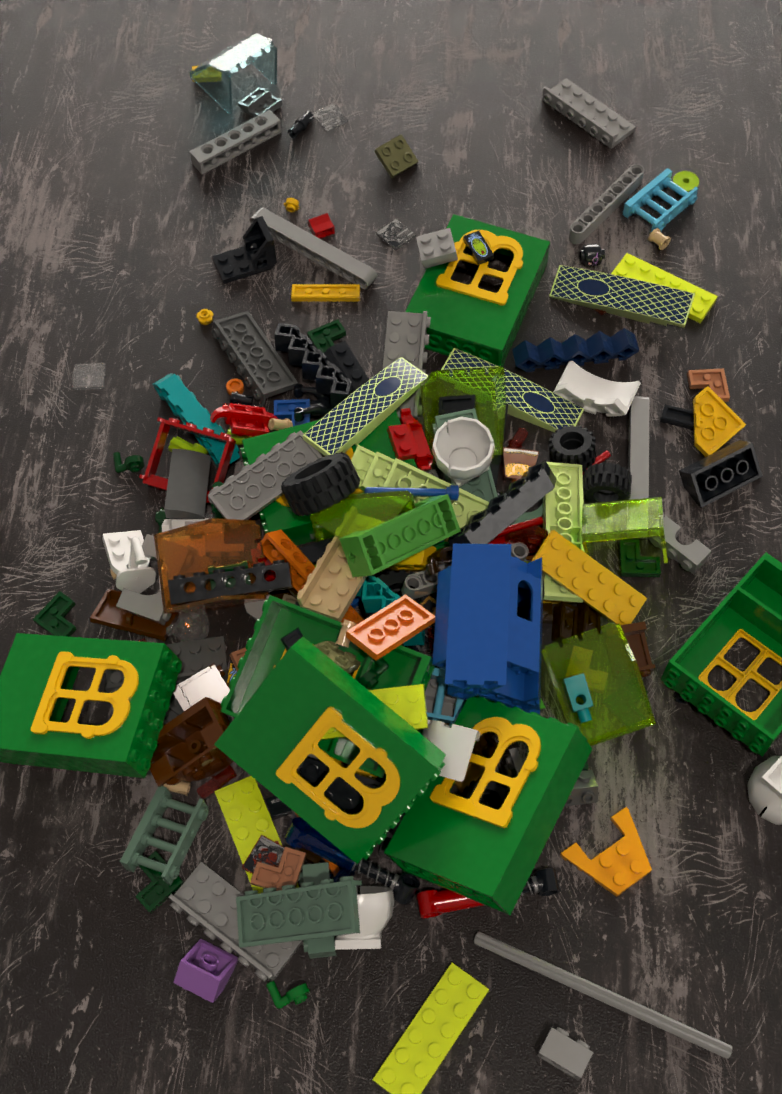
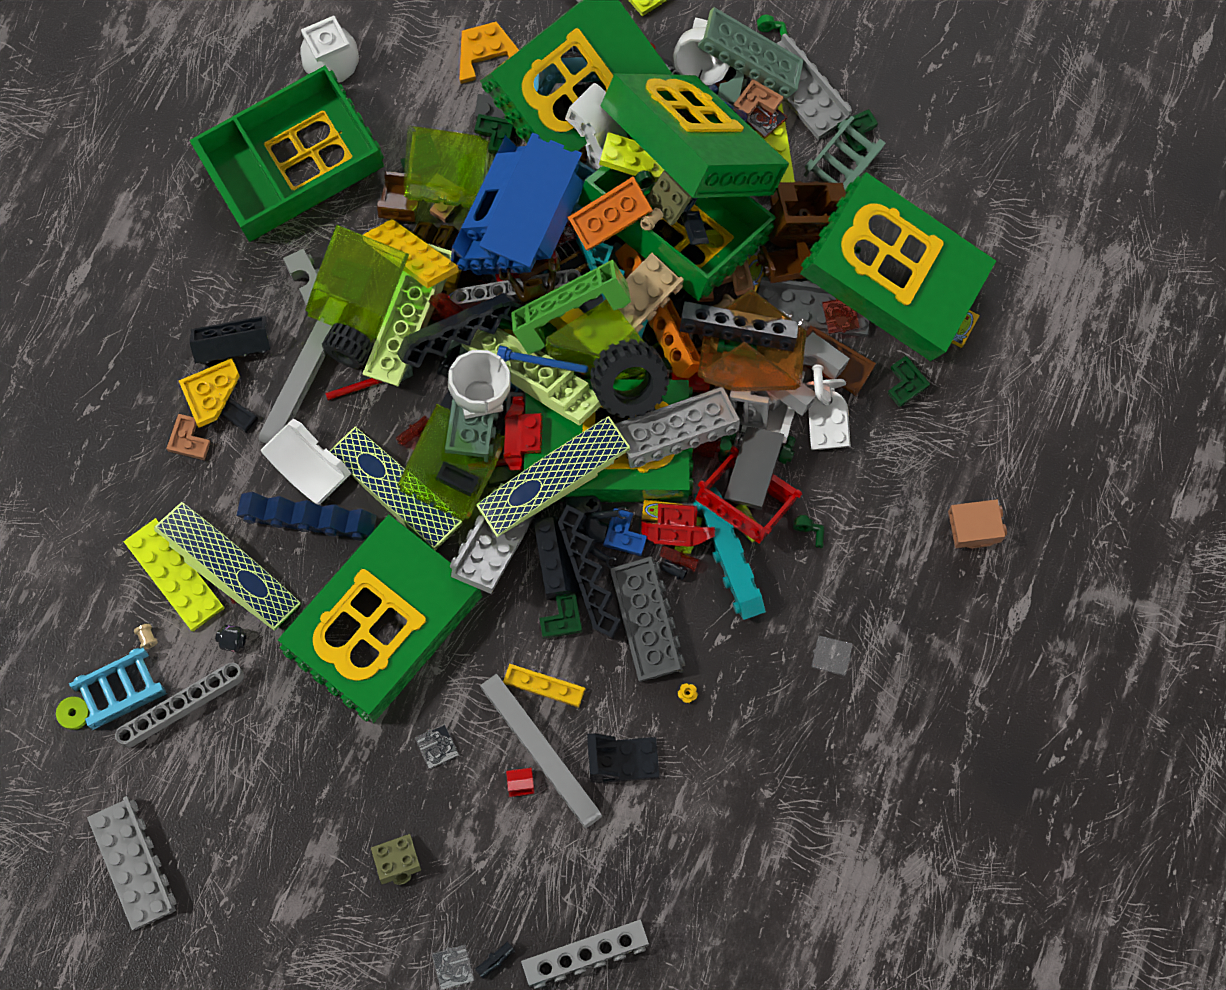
camera: 165 degrees left, 10 degrees up
(205, 970) = (833, 57): medium lavender slope -> none
(235, 385) = (677, 590): orange tile -> none
(278, 424) = (642, 516): tan pin -> none
(291, 204) = (545, 826): yellow plate -> none
(436, 248) = (410, 651): light grey bracket -> none
(478, 247) = (361, 648): tile -> none
(517, 462) = (420, 399): torso -> none
(573, 438) = (357, 384): black tyre -> none
(577, 687) = (463, 155): teal torso -> none

